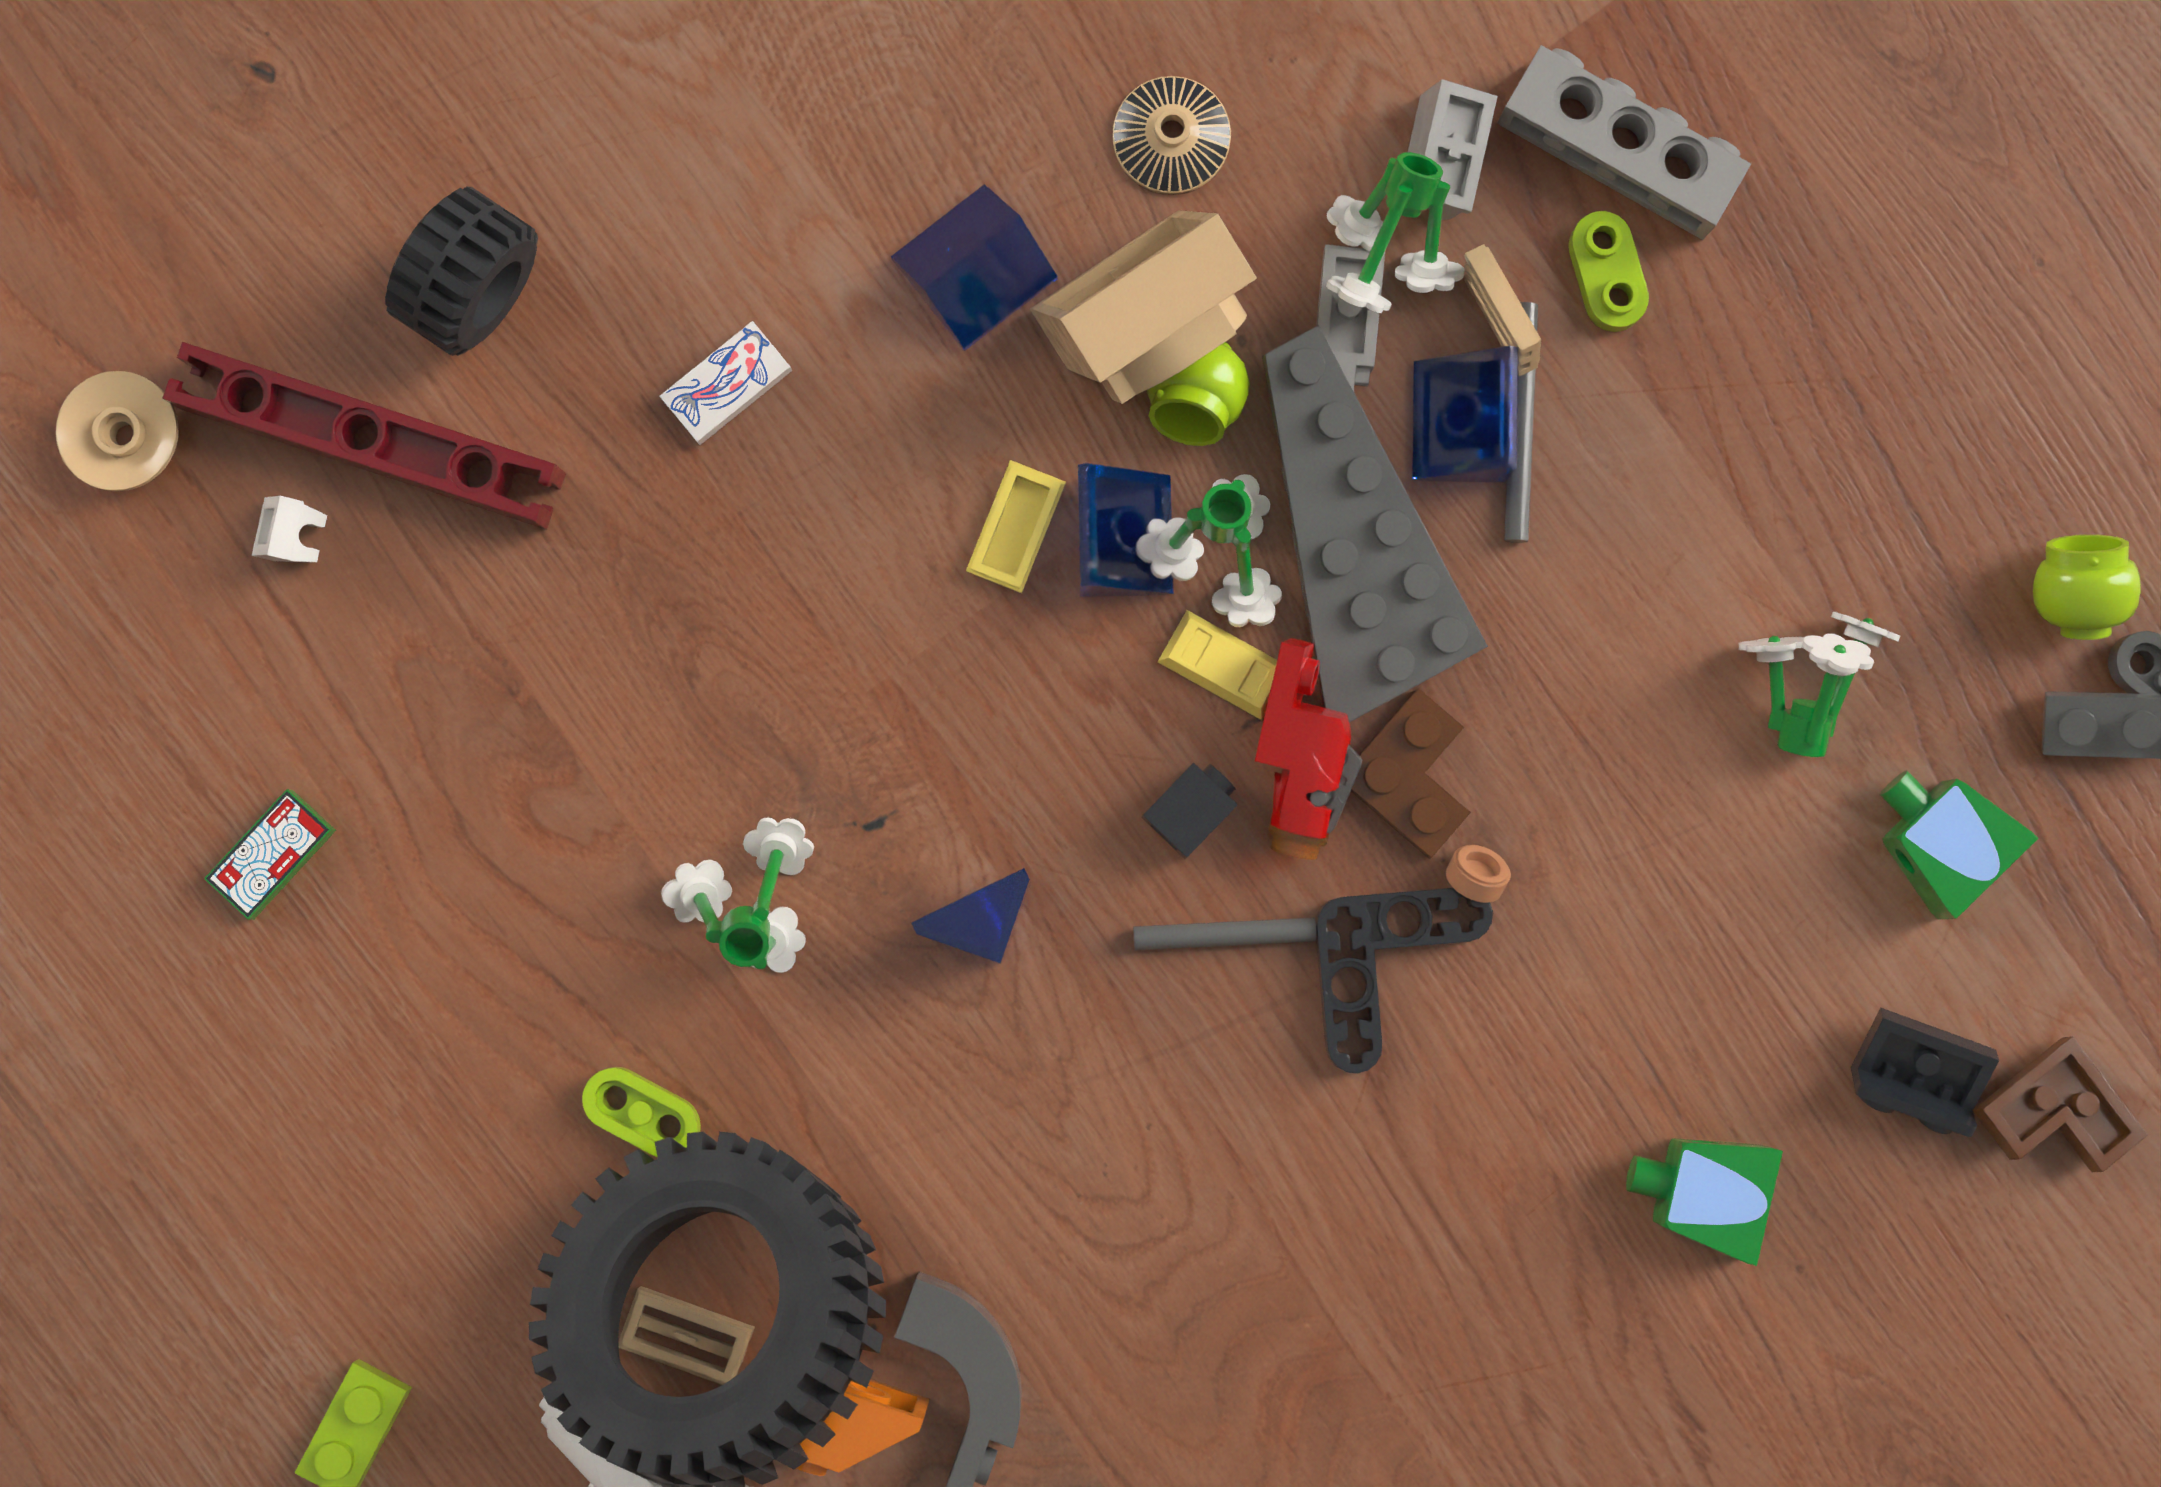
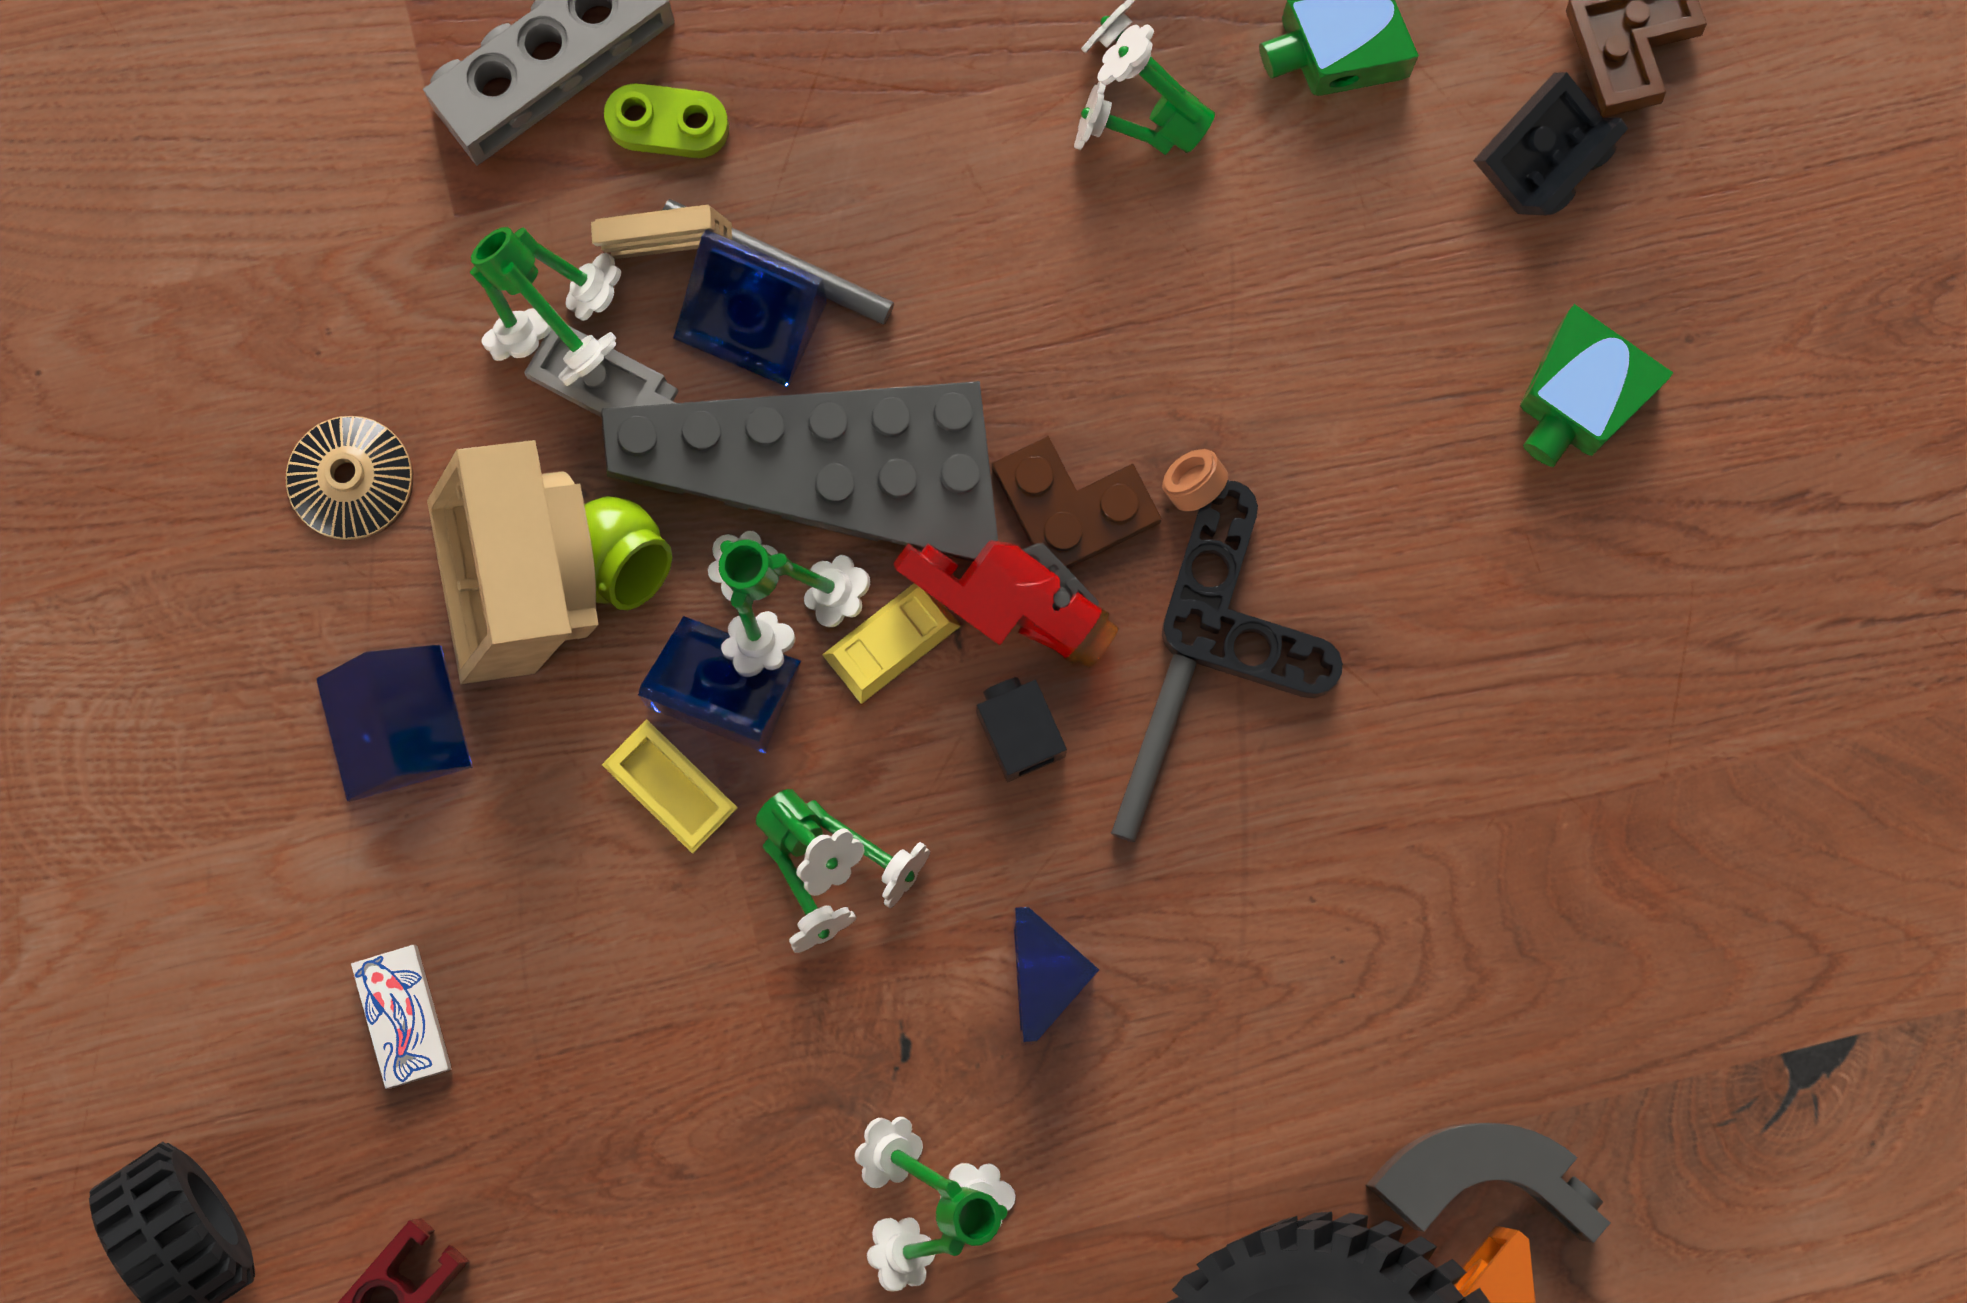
camera: 70 degrees left, 5 degrees down
(1021, 649) = (827, 861): none -> plant
(1454, 132) = (466, 204): light grey hinge -> none

